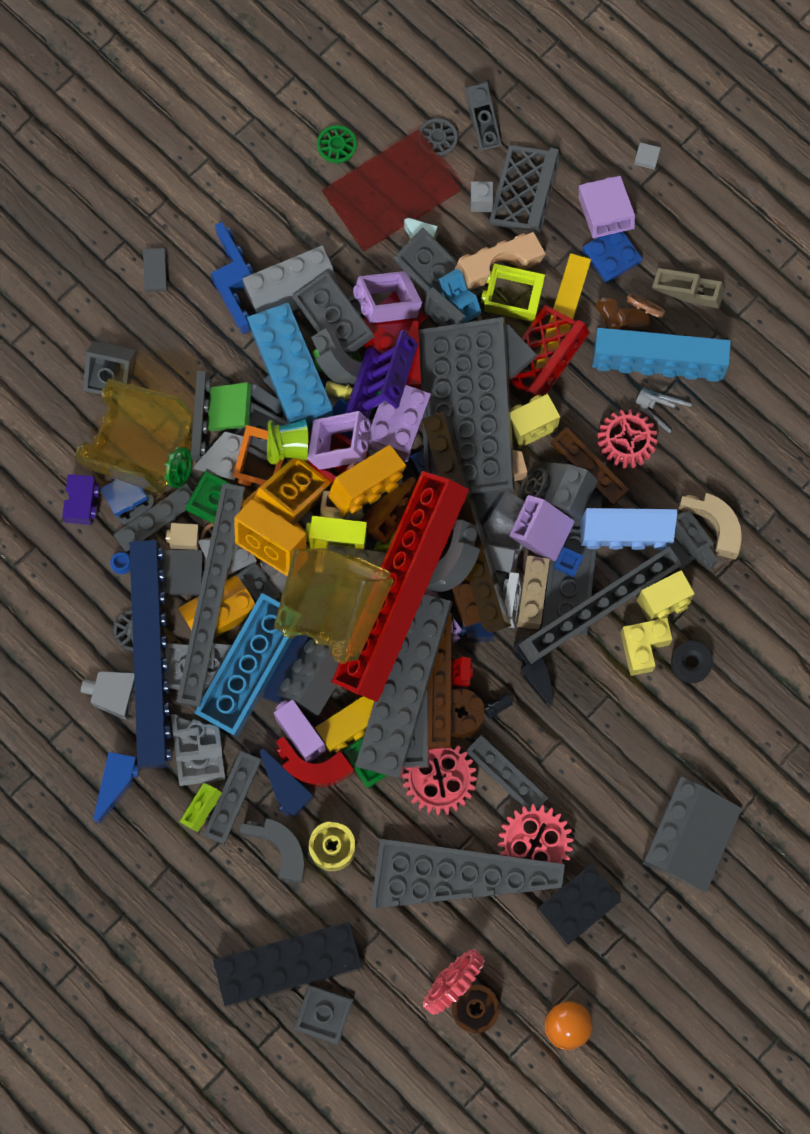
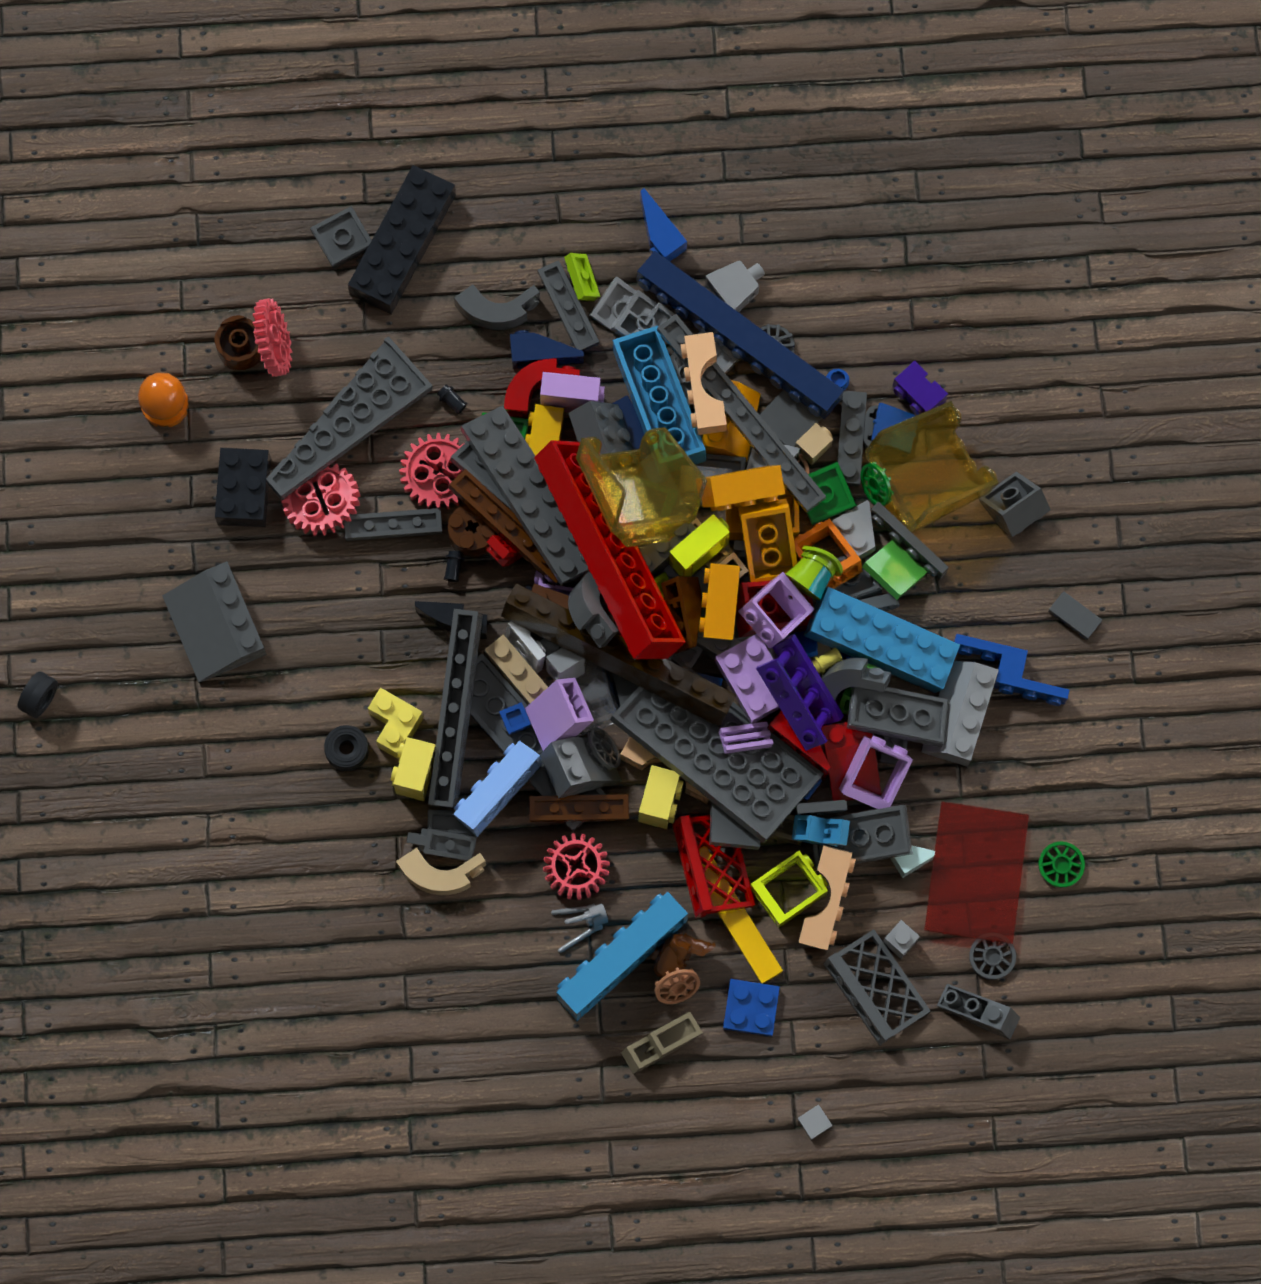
camera: 130 degrees right, 0 degrees up
(195, 653) = (700, 355): none -> light nougat arch
(335, 833) = (447, 341): light yellow brick -> none
(376, 818) = (452, 399): none -> black pin
(428, 386) = (762, 726): none -> lavender tile
(606, 206) = (796, 1036): lavender brick -> none

